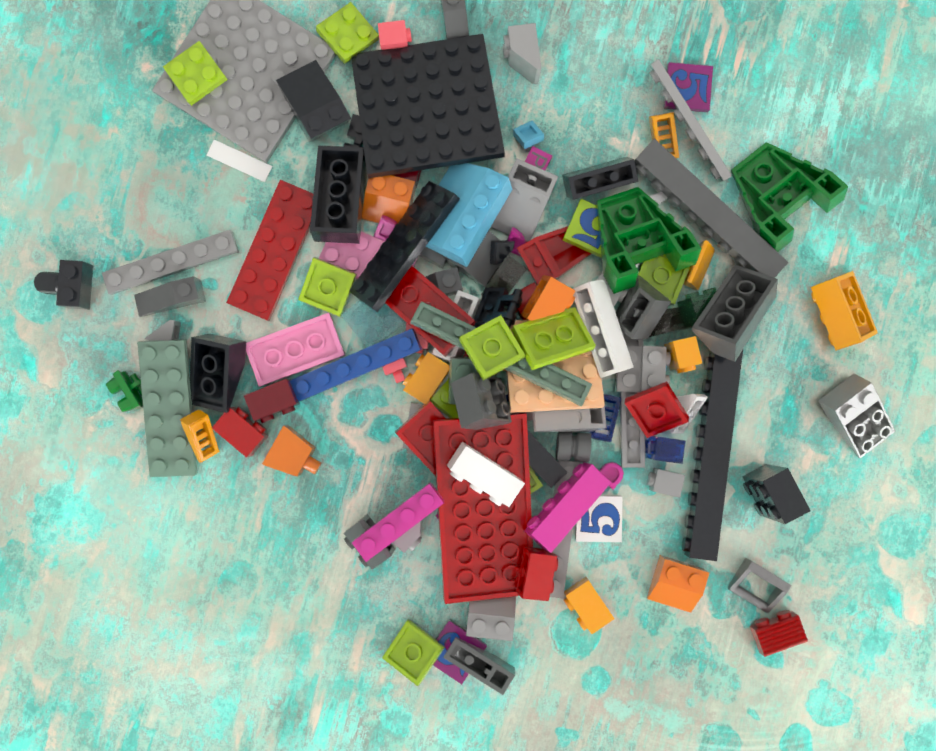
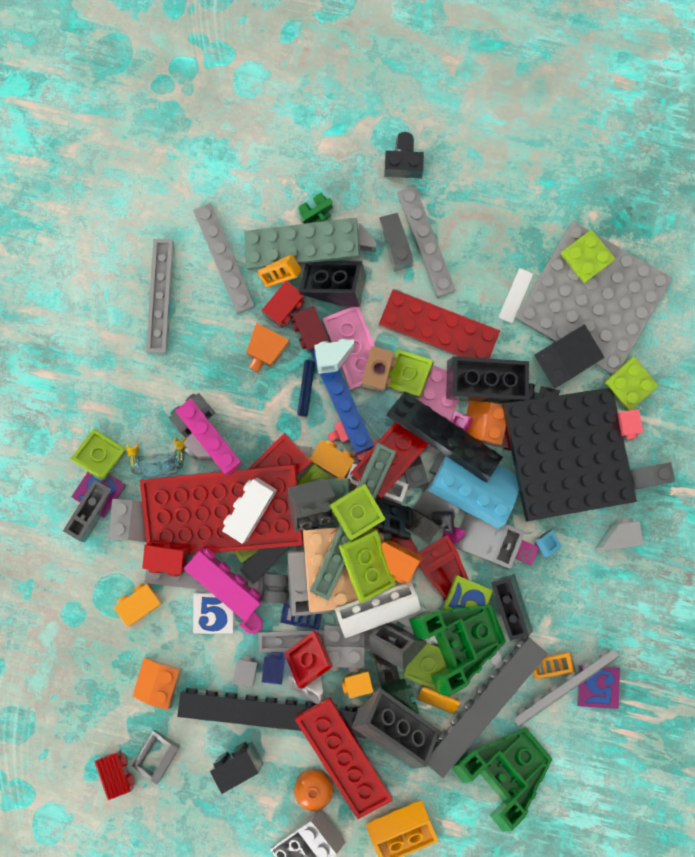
camera: 90 degrees right, 5 degrees down
(181, 502) = (224, 258): none -> light grey plate
(225, 578) = (159, 296): none -> light grey plate
(303, 374) = (332, 355): none -> light aqua slope
(308, 316) = (376, 357): none -> medium nougat brick
(341, 407) = (306, 387): none -> dark blue axle
(427, 583) = (156, 465): none -> clear light blue torso
(764, 372) = (343, 758): none -> red plate
(796, 408) = (313, 789): none -> orange cylinder

